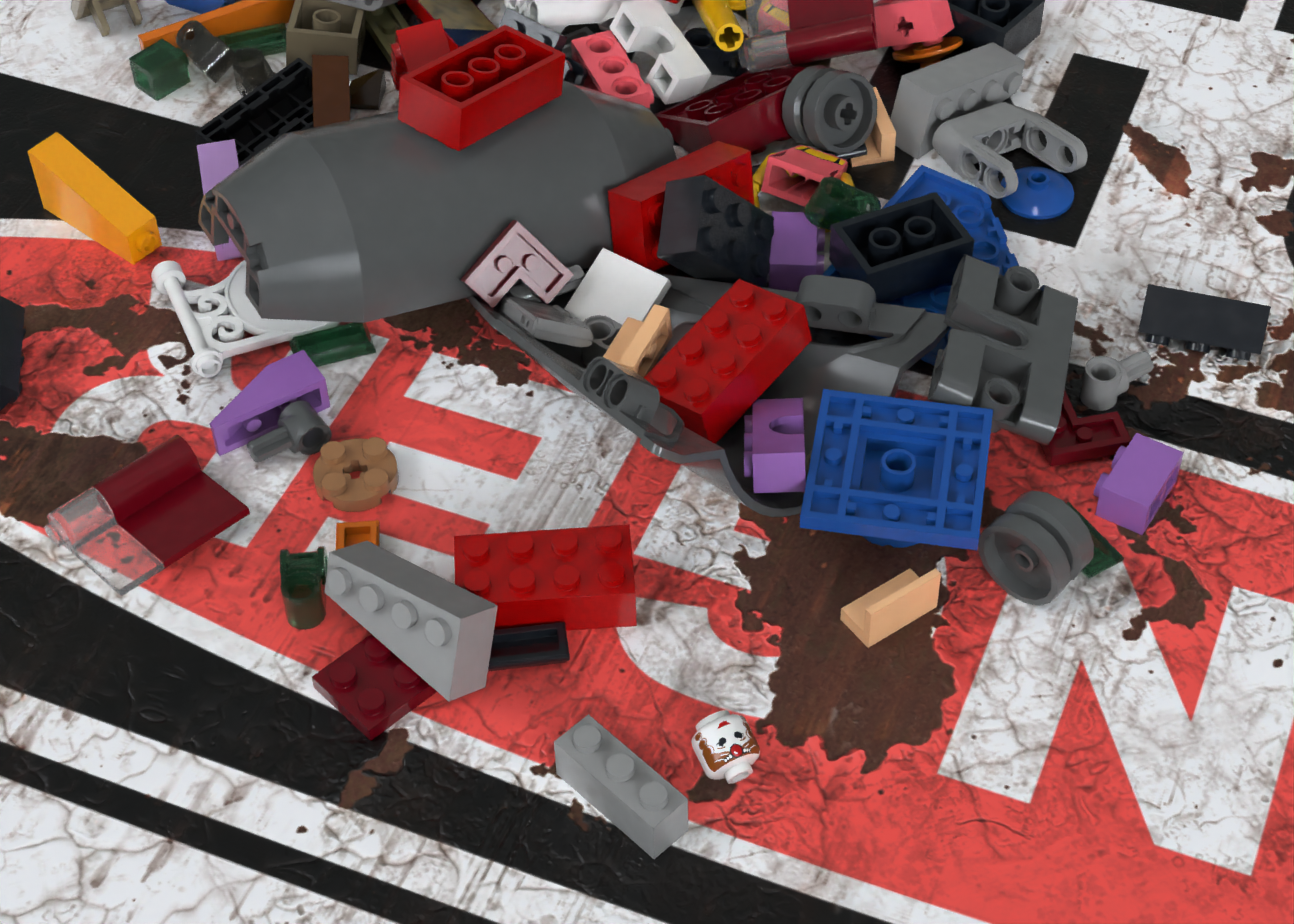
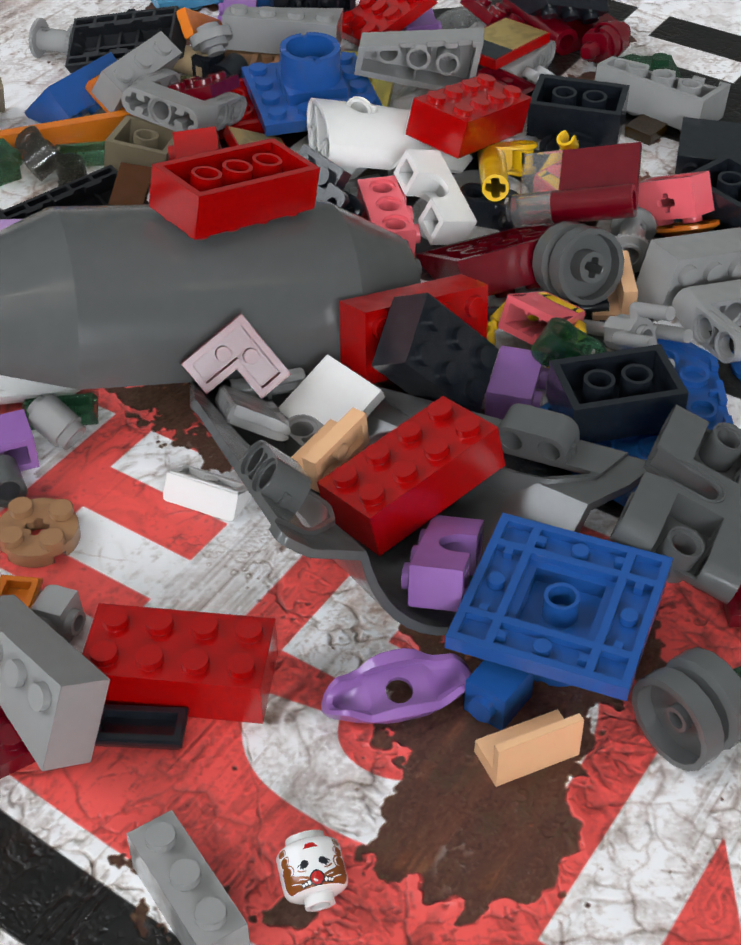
camera: 10 degrees right, 5 degrees down
(337, 357) = (55, 421): none -> light grey brick
(412, 545) = (61, 610): none -> light grey plate
(512, 408) = (206, 492): none -> white slope
(724, 583) = (363, 696): none -> medium lavender piece
(851, 562) = (497, 693): none -> blue brick
(879, 68) = (634, 237): none -> light grey hose
(903, 176) = (637, 330): none -> light grey plant

